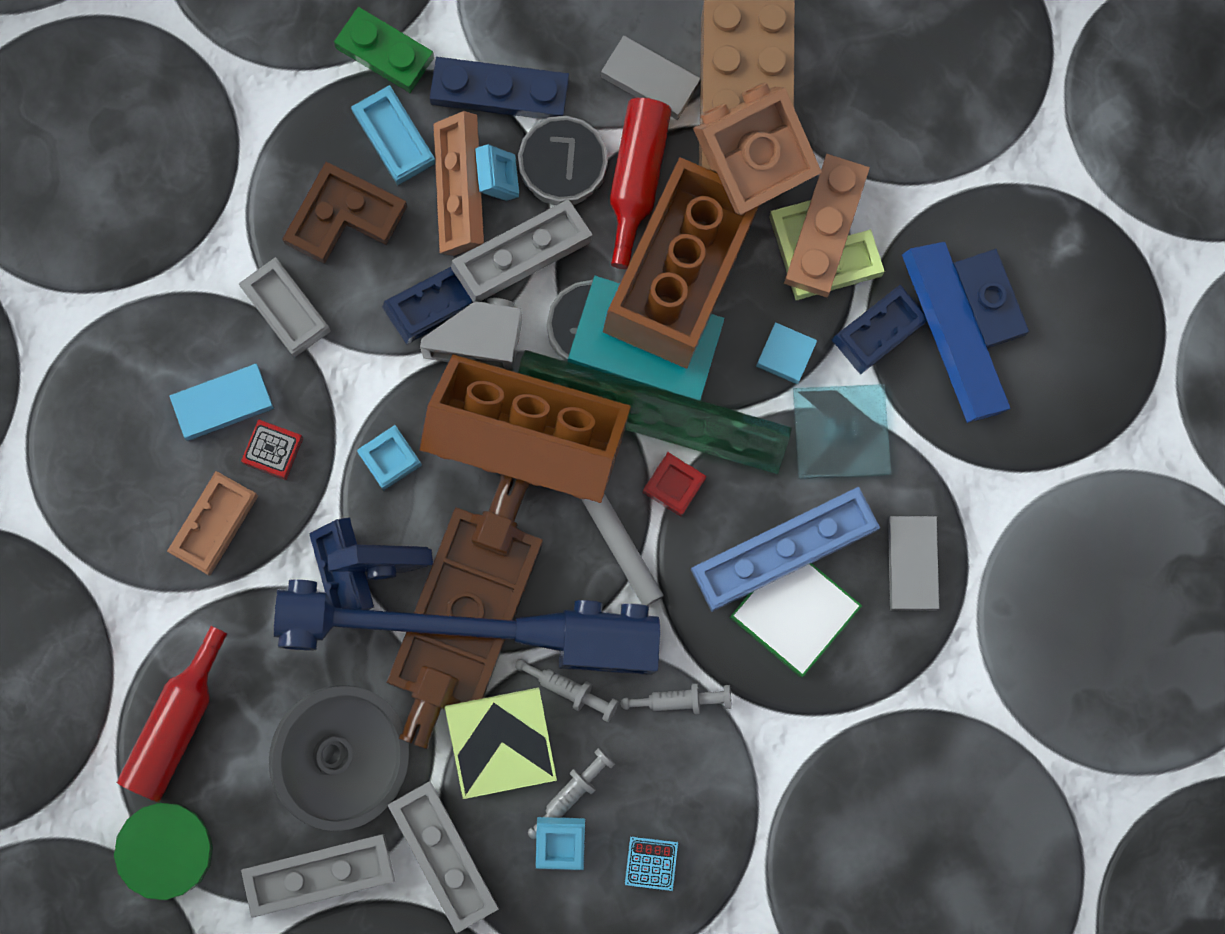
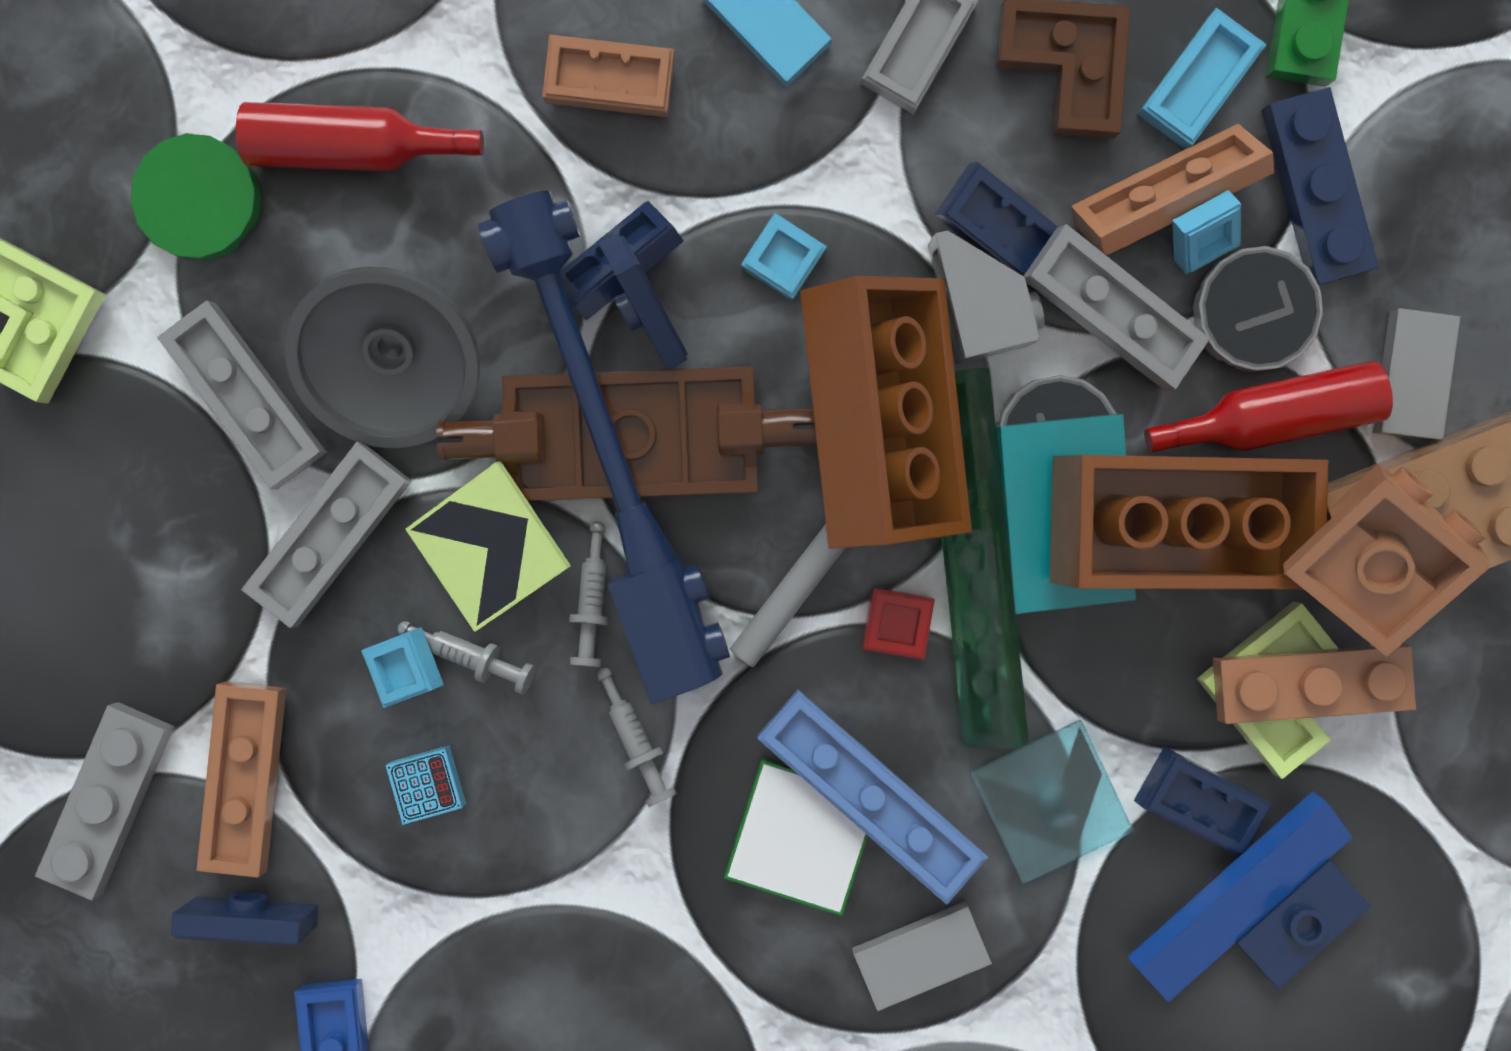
camera: 75 degrees right, 10 degrees up
(272, 449) = (732, 108): tile -> none
(786, 353) = (1123, 695): medium azure tile -> none

